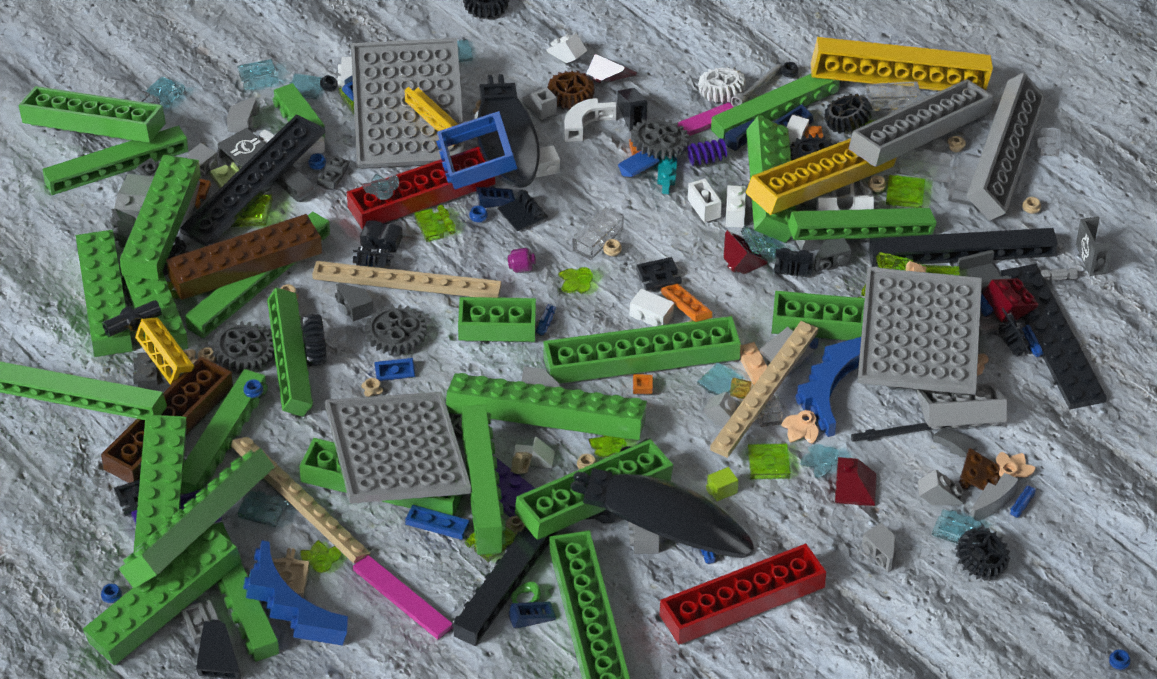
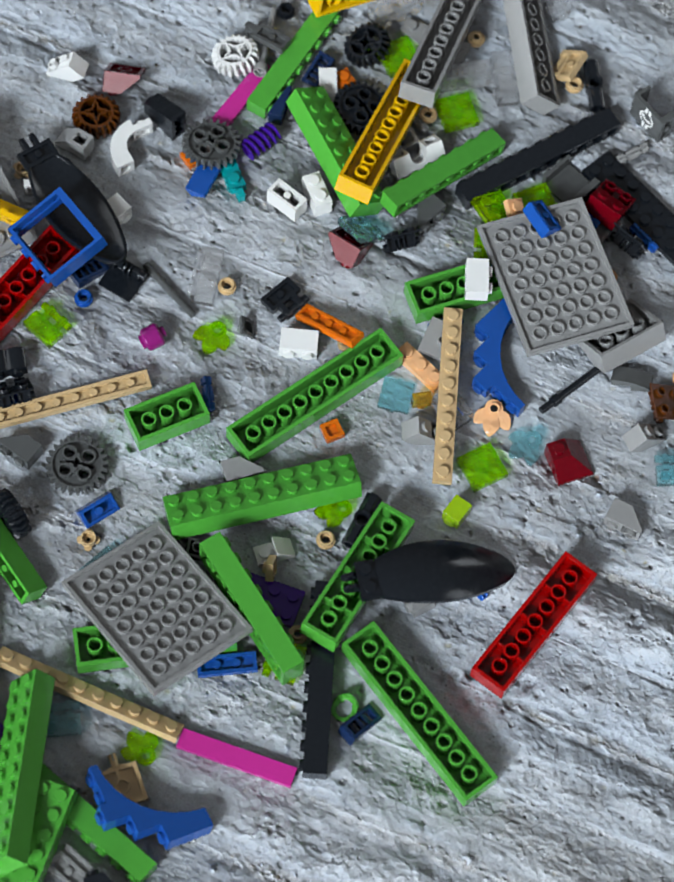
camera: 30 degrees left, 20 degrees up
(559, 235) = (173, 294): none -> dark grey bar
(611, 282) = (246, 327): none -> dark grey slope
(759, 78) = (268, 36): none -> dark grey hinge
(843, 307) = (477, 279): none -> white brick
(931, 279) = (541, 218): none -> blue slope
(1035, 185) = (569, 64): none -> tan plate
(1050, 208) = (593, 77): none -> black piece

